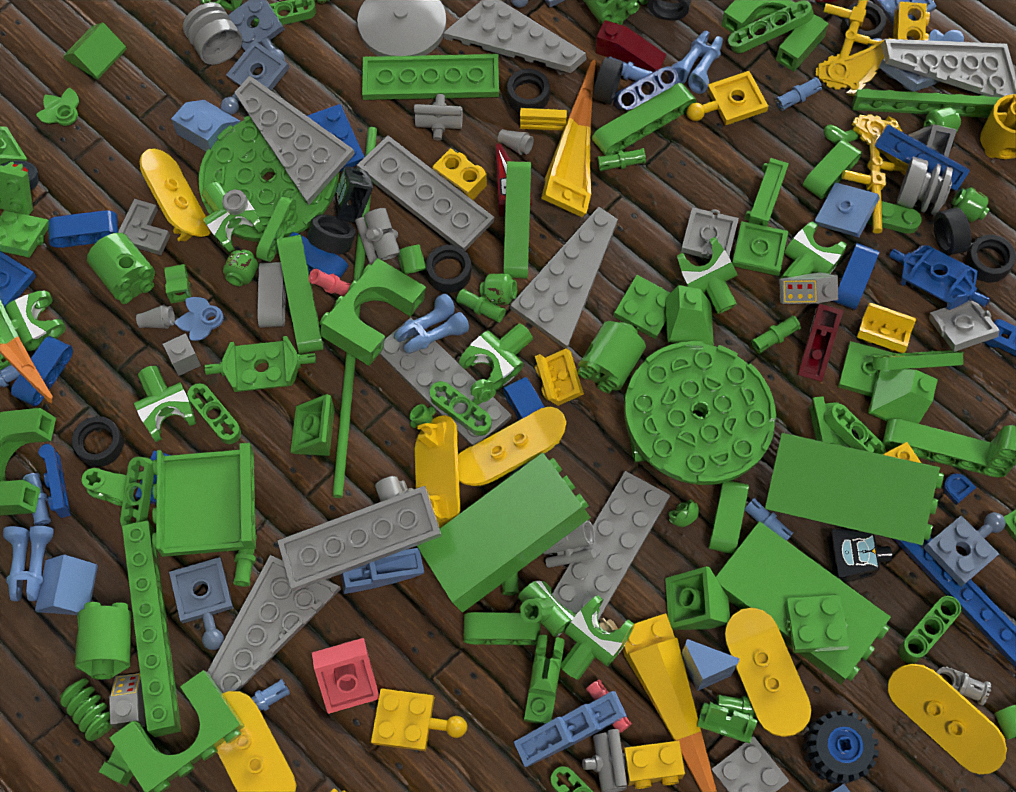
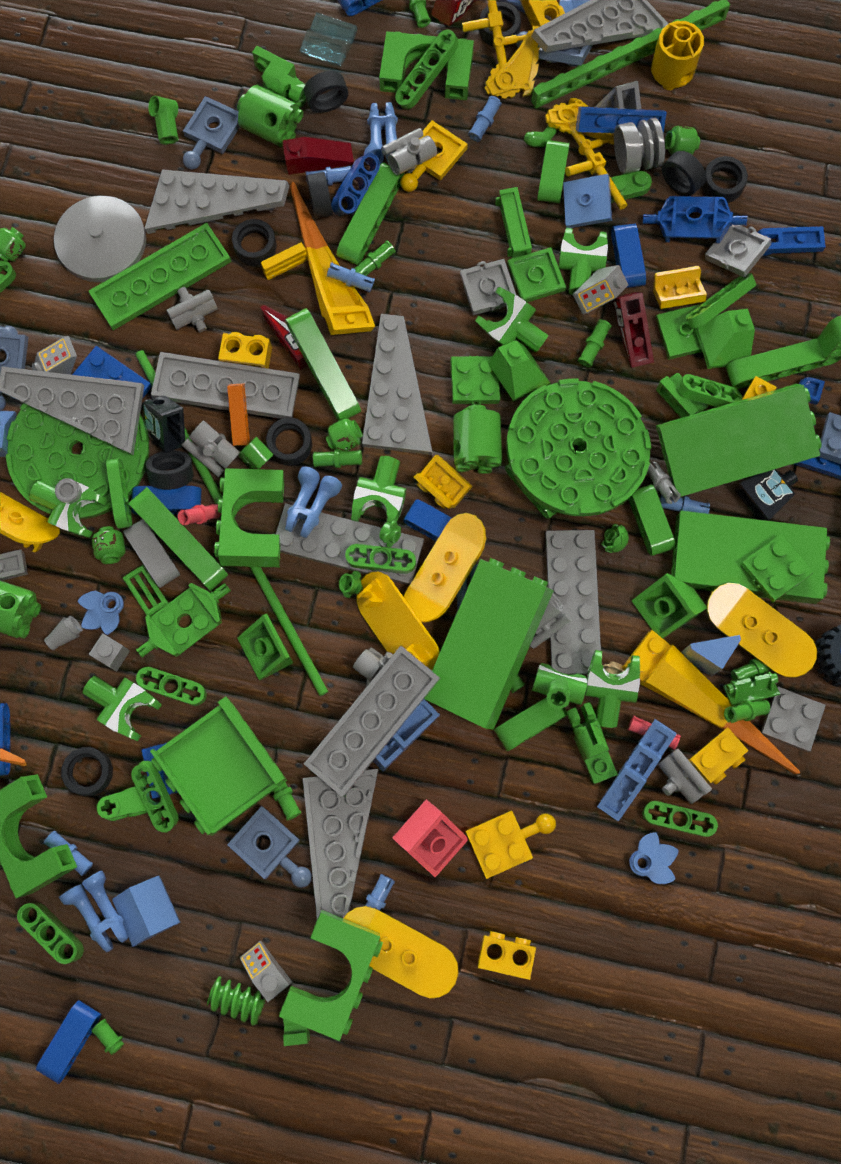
camera: 30 degrees left, 10 degrees up
(55, 481) = (73, 827): blue plate -> none
(103, 640) = (213, 937): bright green cylinder -> none
(151, 630) = (244, 900): bright green brick -> none
(176, 282) = (61, 591): bright green leg -> none
(237, 320) = (156, 607): none -> bright green tile
(299, 93) = (56, 357): none -> light grey slope
(419, 219) = (238, 414): none -> orange piece
(517, 141) = (275, 293): light grey cone -> none
(590, 161) = (350, 277): none -> medium blue pin
(707, 738) = (746, 710): none -> bright green pin
(708, 84) = (409, 151): none -> light grey pin
(759, 488) = (663, 483): none -> light grey pin
(943, 117) = (617, 75): bright green head -> none

